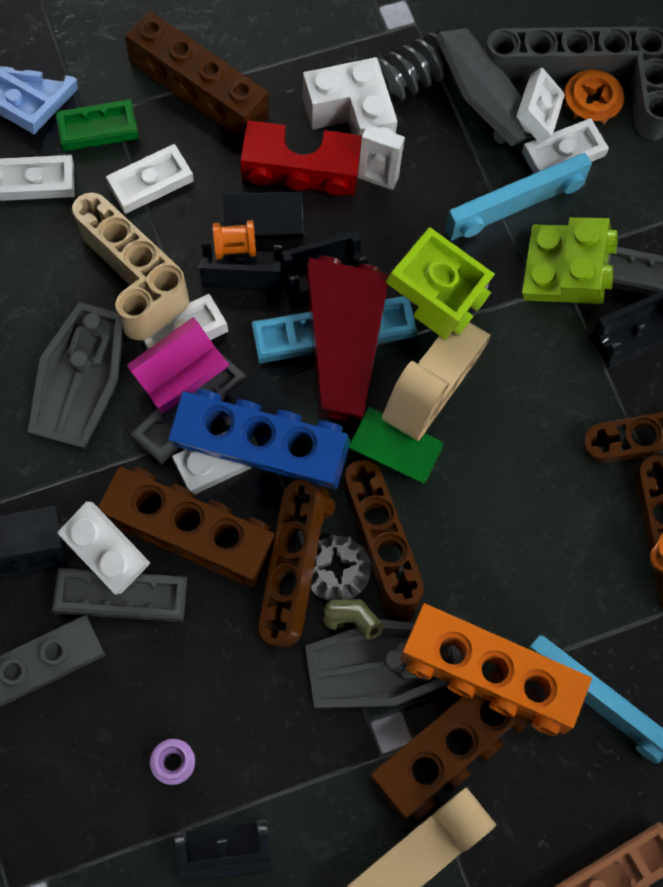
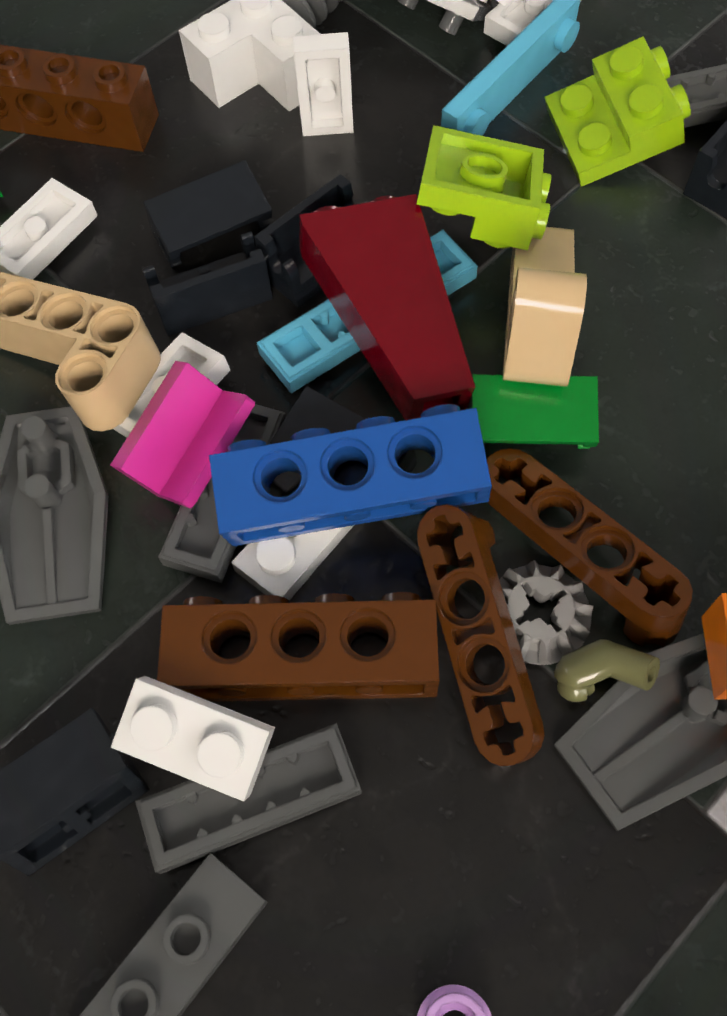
camera: 15 degrees left, 5 degrees down
(234, 239) = (203, 246): orange bush -> none
(328, 169) = (263, 132): red arch -> none

